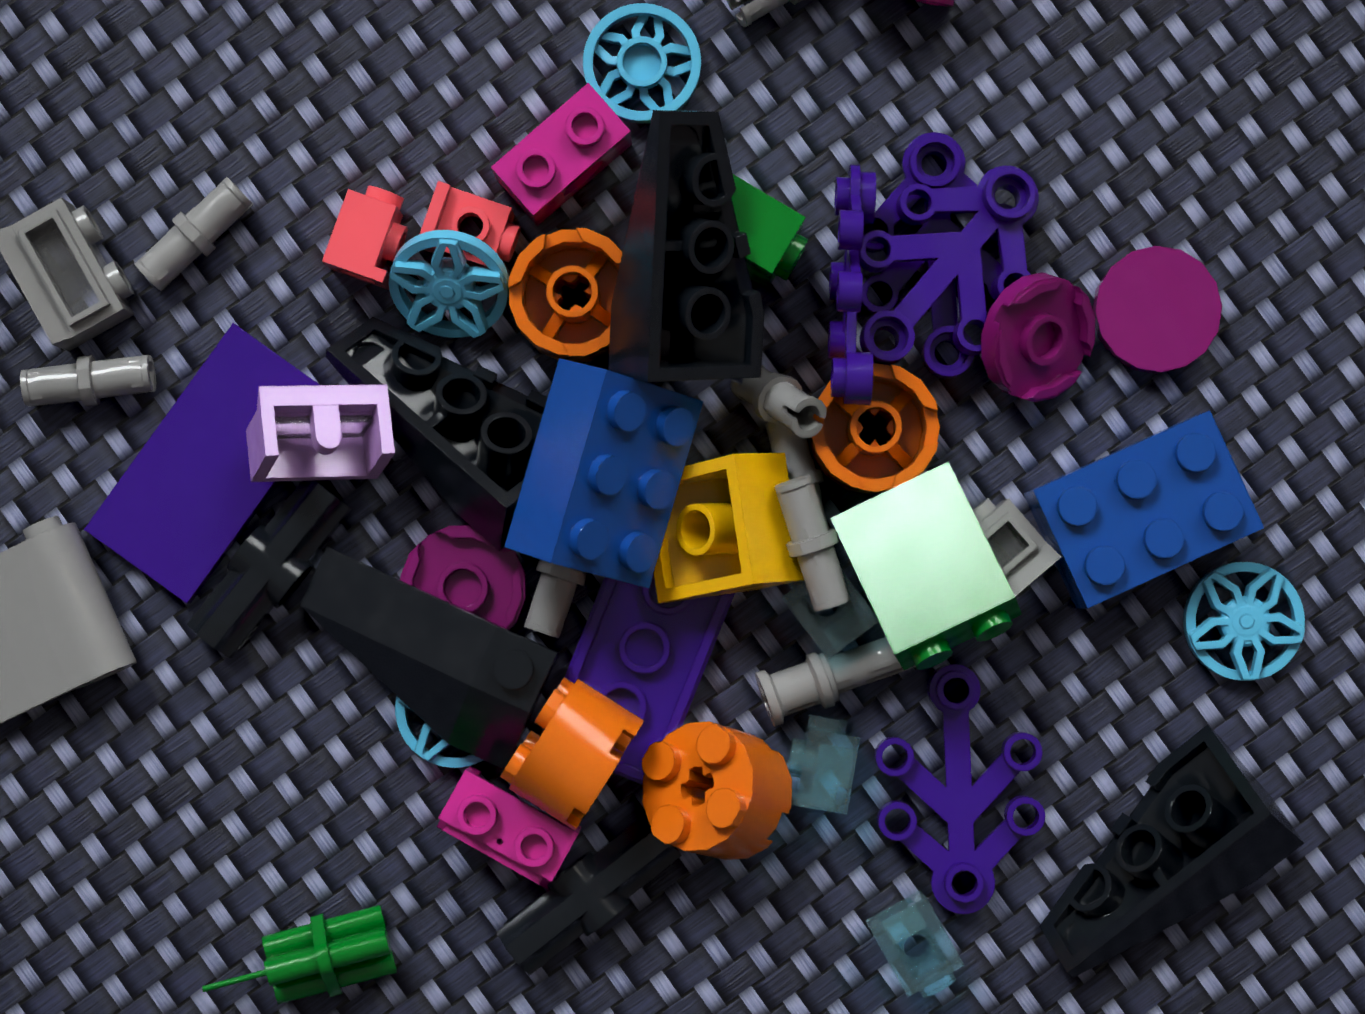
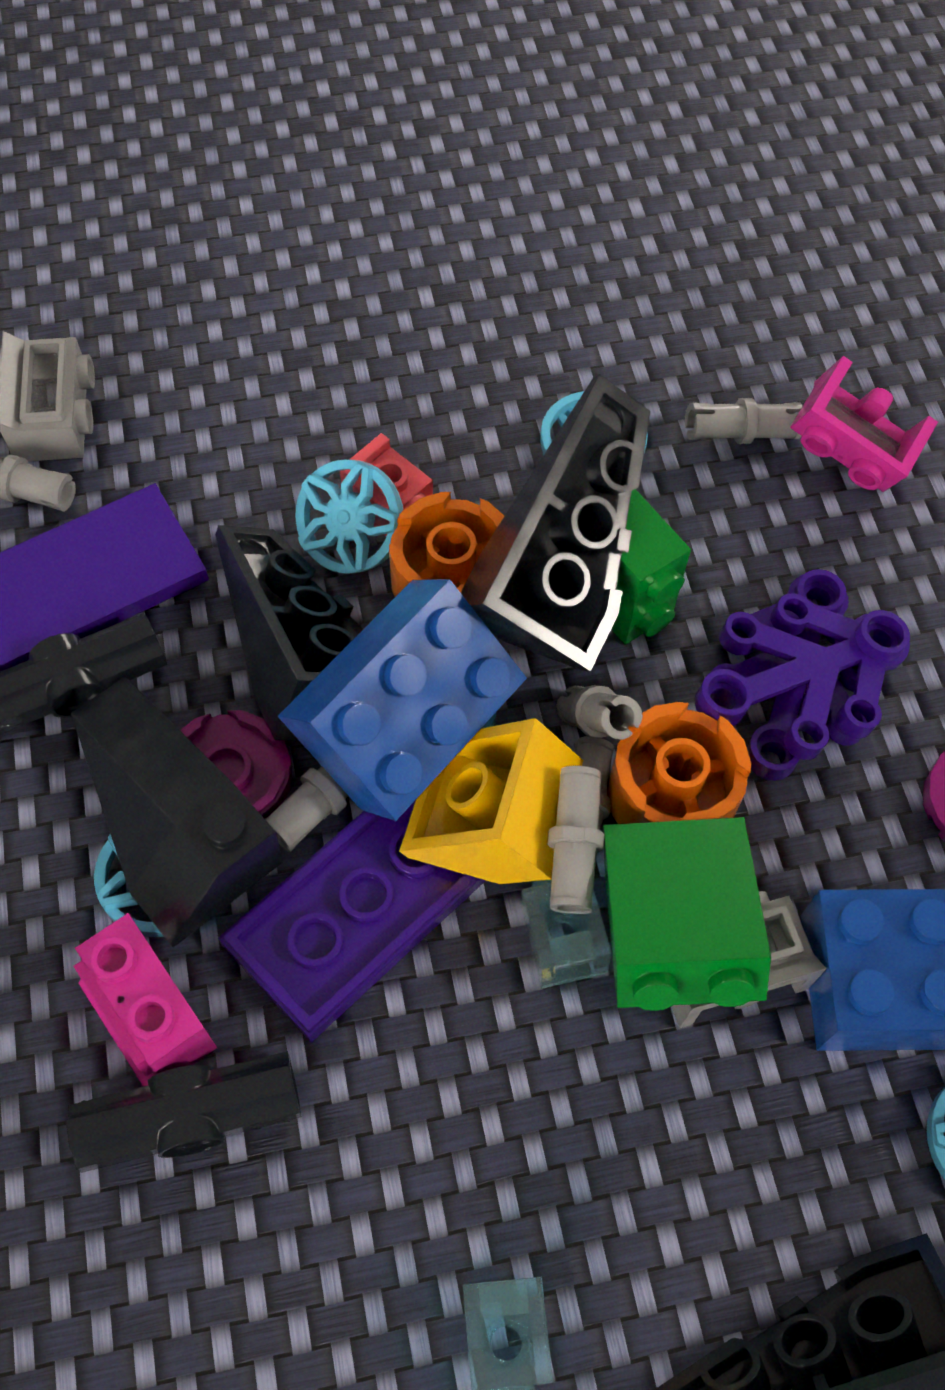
camera: 25 degrees right, 25 degrees down
(193, 234) = (164, 412): light grey pin -> none
(320, 433) = (168, 568): lavender window -> none
(366, 235) = (295, 454): coral brick -> none
(562, 154) = (490, 457): dark pink brick -> none
(574, 753) = (239, 936): orange brick -> none
(715, 790) = (365, 1050): orange brick -> none
(823, 679) = (529, 999): light grey pin -> none
(823, 765) = (488, 1086): clear light blue brick -> none
(850, 369) = (735, 584): dark purple plant -> none
(959, 799) = (620, 1196): dark purple plant -> none
(1037, 337) = (868, 765): magenta tile -> none

